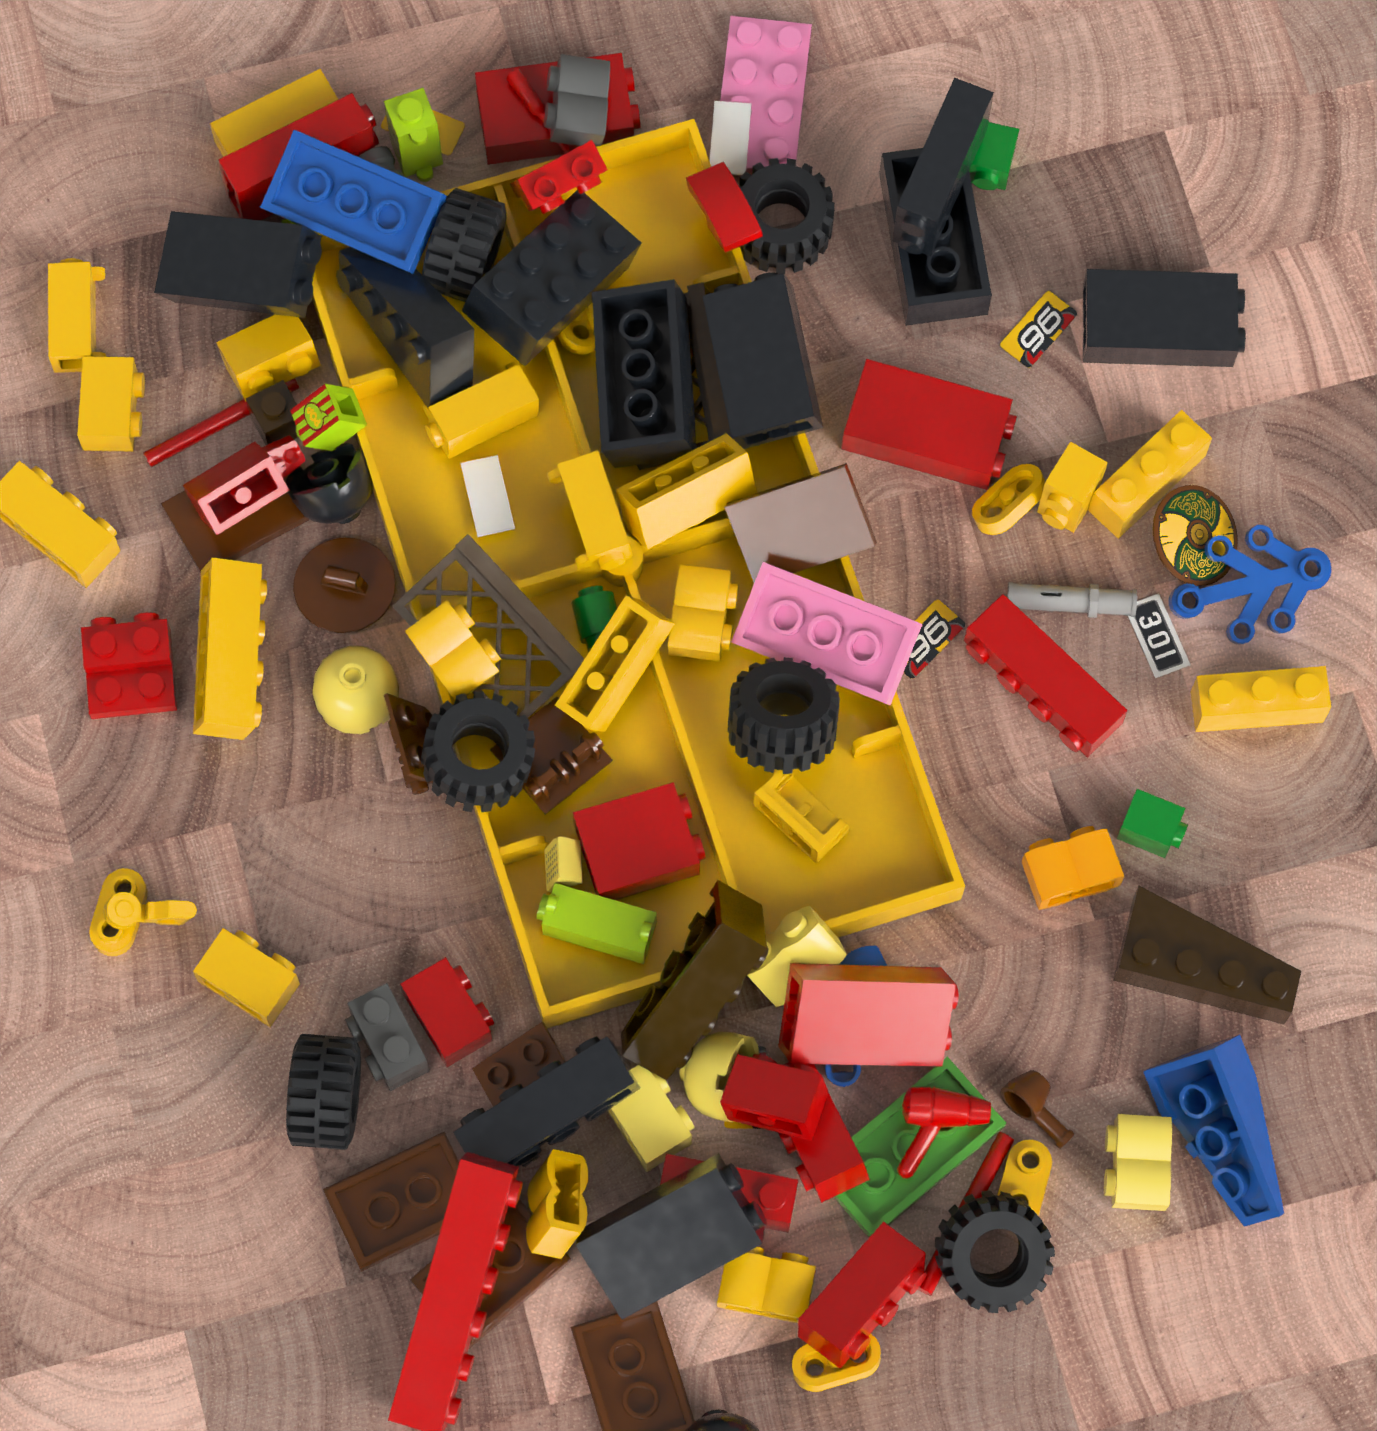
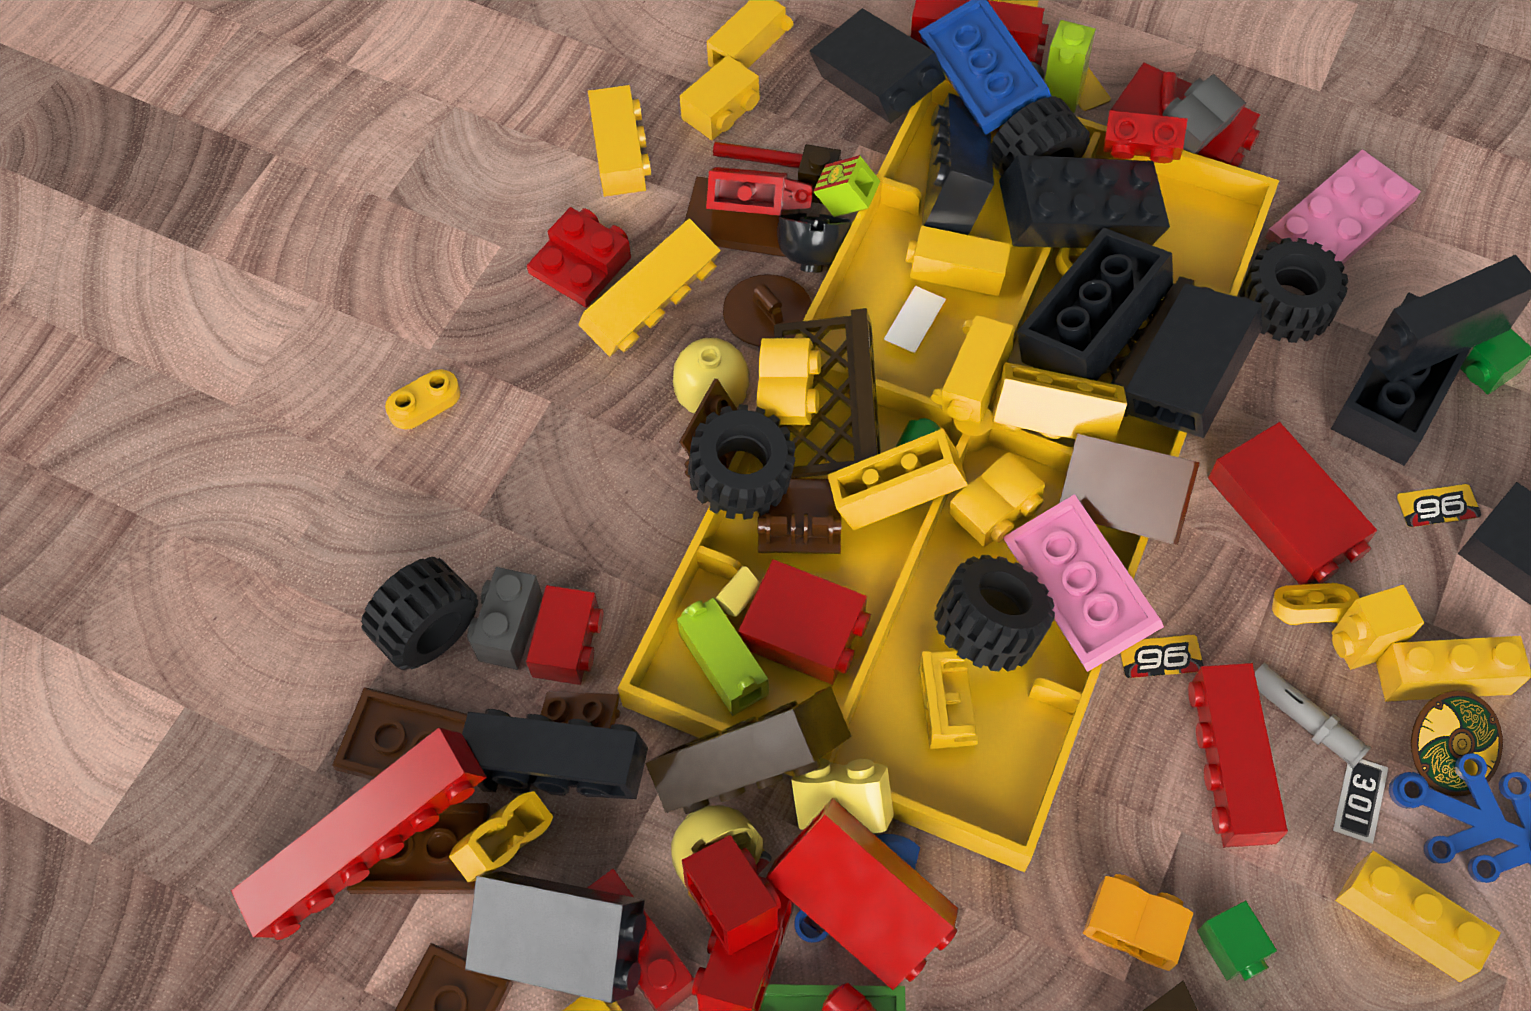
camera: 45 degrees right, 10 degrees down
(125, 909) = (419, 394): yellow piece -> none
(247, 976) = (456, 502): yellow brick -> none
(268, 353) = (851, 132): yellow brick -> none
(651, 1121) = (632, 836): light yellow brick -> none
(724, 206) = (1253, 243): red slope -> none
(730, 135) = (1296, 217): white sticker -> none

